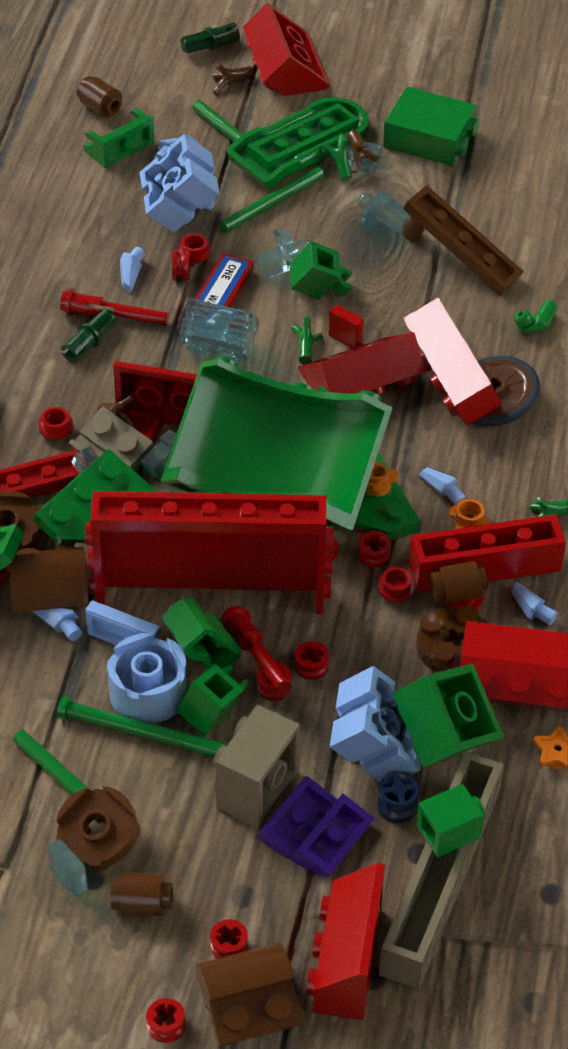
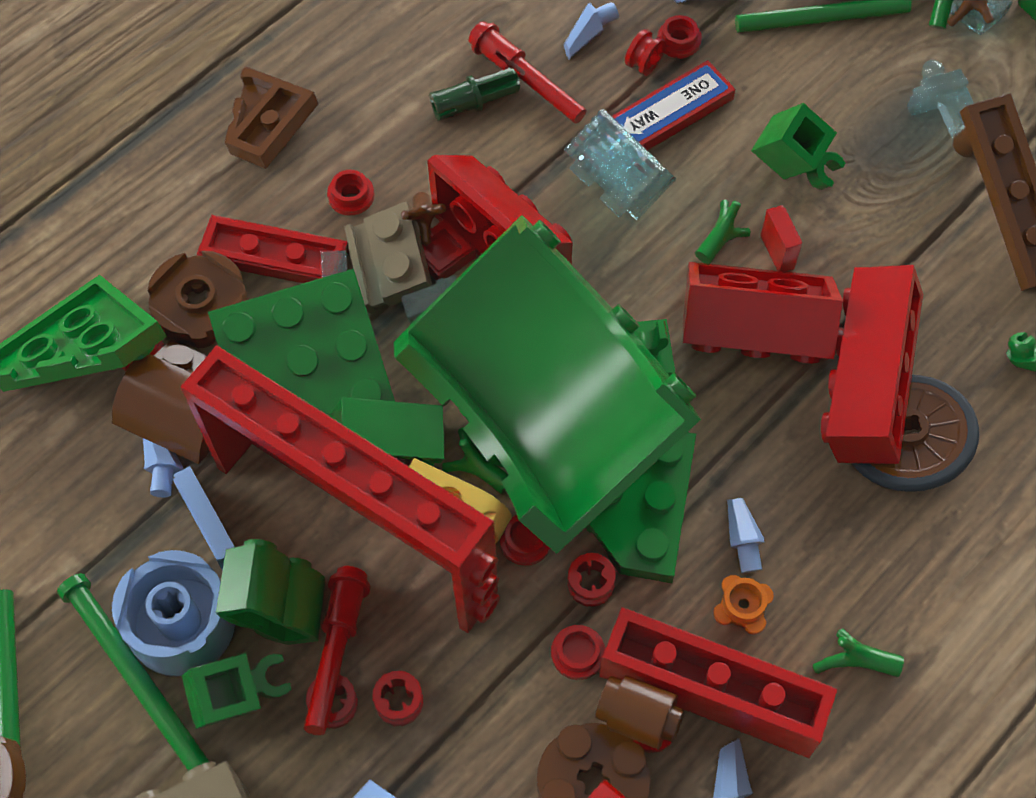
camera: 35 degrees right, 15 degrees up
(279, 259) = (764, 101): clear light blue piece -> none
(381, 480) = (668, 492): orange plate -> none

